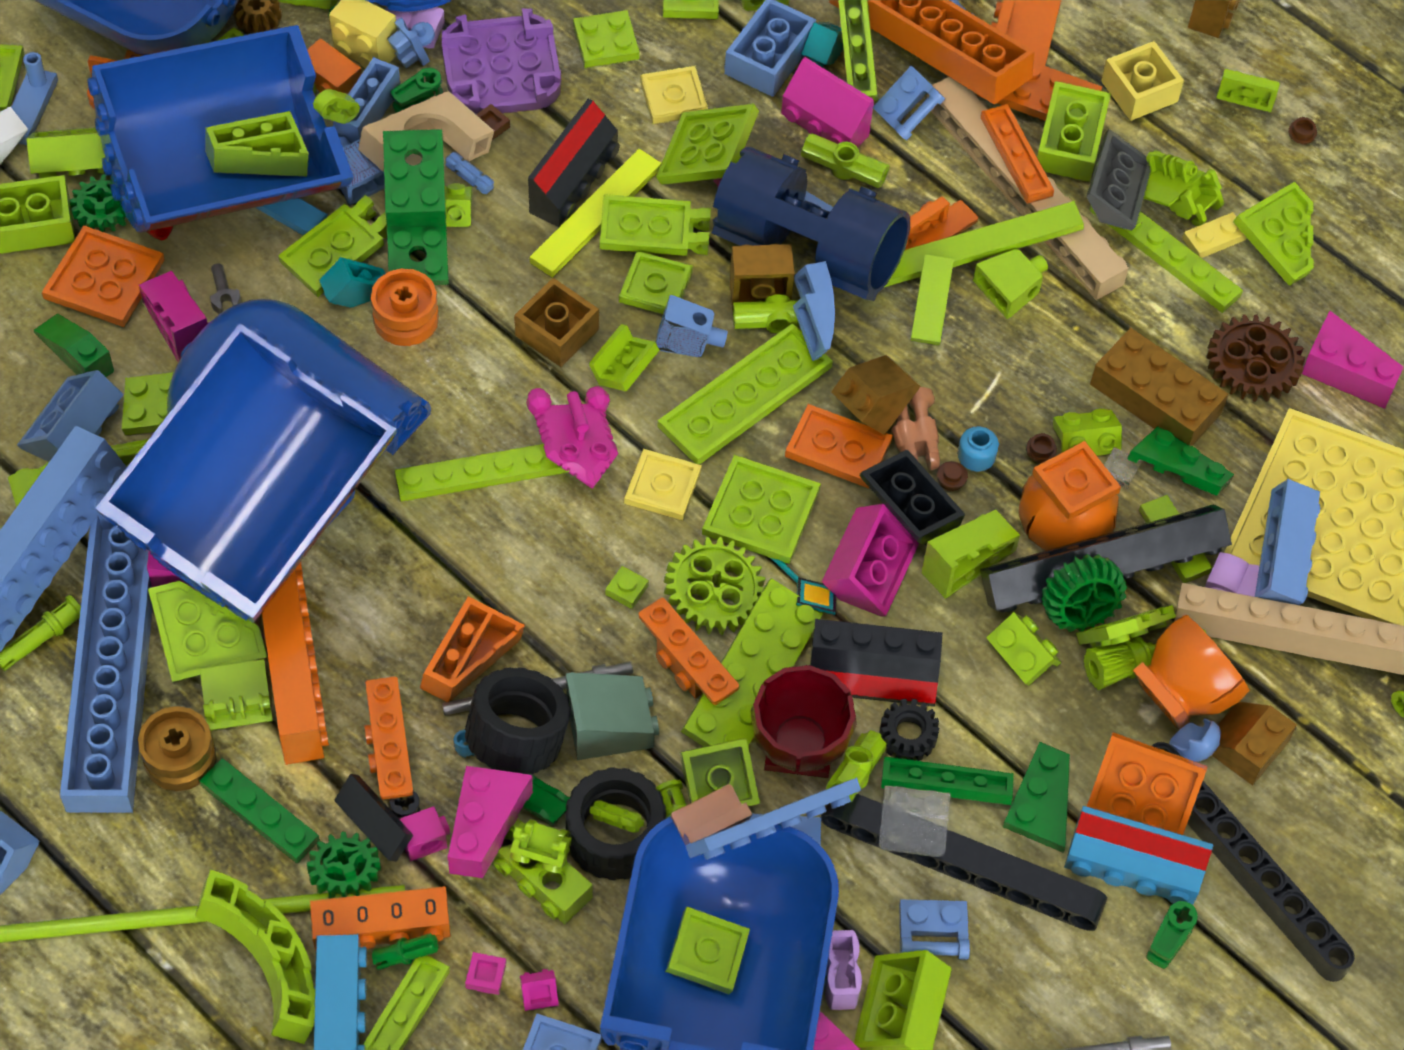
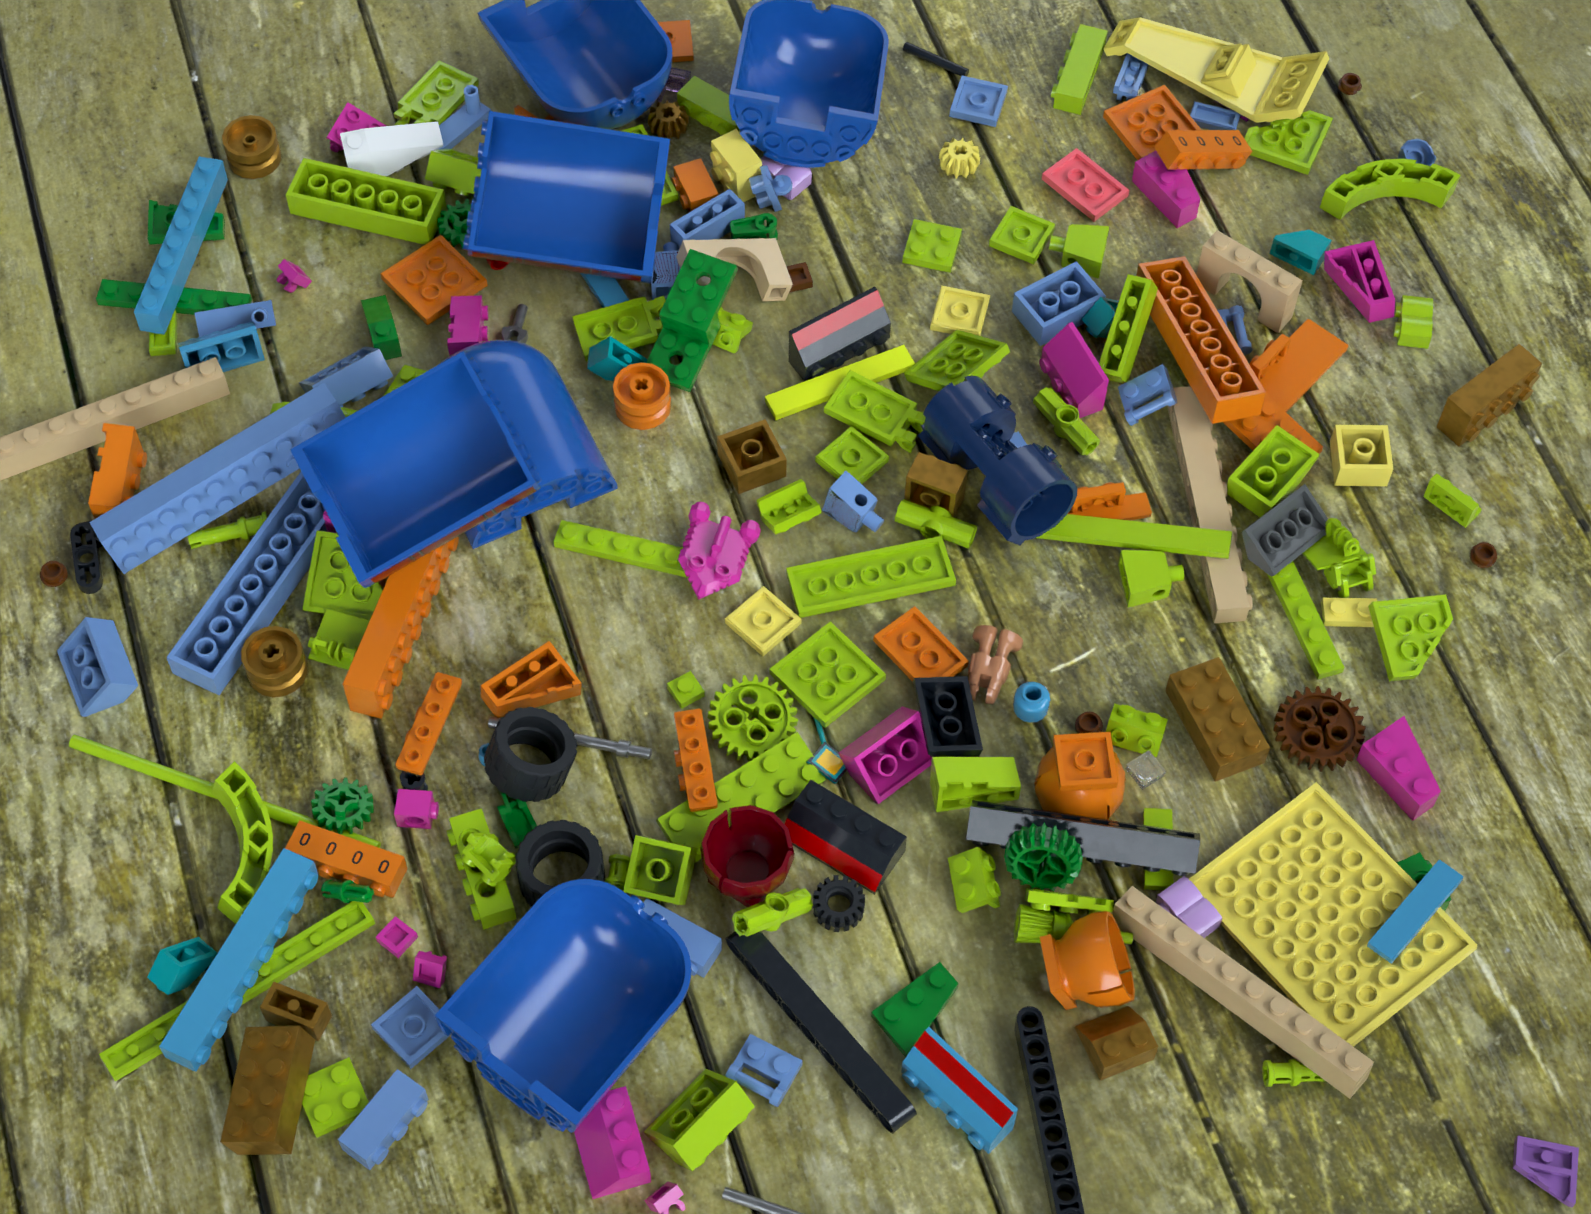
camera: 30 degrees right, 0 degrees up
(257, 146) = (599, 224): lime wedge -> none
(259, 810) = (309, 736): green plate -> none
(336, 106) = (677, 217): lime beam -> none
(373, 817) = (384, 779): black tile -> none
(469, 173) = (758, 311): medium blue axle -> none
(483, 817) = (461, 810): dark pink wedge -> none
(502, 62) = (836, 233): medium lavender tile -> none
(610, 714) = (607, 781): sand green slope -> none
(617, 816) = (559, 862): lime axle -> none
(708, 950) = (572, 1000): lime plate -> none
(710, 815) = (614, 893): nougat panel -> none
(764, 824) = (649, 918): medium blue plate -> none
(815, 308) = (961, 528): medium blue slope -> none
(842, 971) = (662, 1070): lavender brick -> none
(876, 392) = (969, 619): pearl gold slope -> none
(914, 821) = (794, 976): clear bracket -> none
(932, 299) = (1068, 564): lime tile -> none
(952, 475) = (1000, 715): reddish brown plate -> none
(956, 780) = (844, 957): green plate -> none
(1017, 153) = (1210, 473): orange tile -> none
(1147, 784) = (995, 1038): orange plate -> none
(1172, 934) = (950, 1170): green piece -> none
(1174, 455) = (1198, 781): green wing -> none
(1196, 741) = (1066, 1021): medium blue hair -> none
(1288, 543) = (1241, 894): medium blue brick -> none

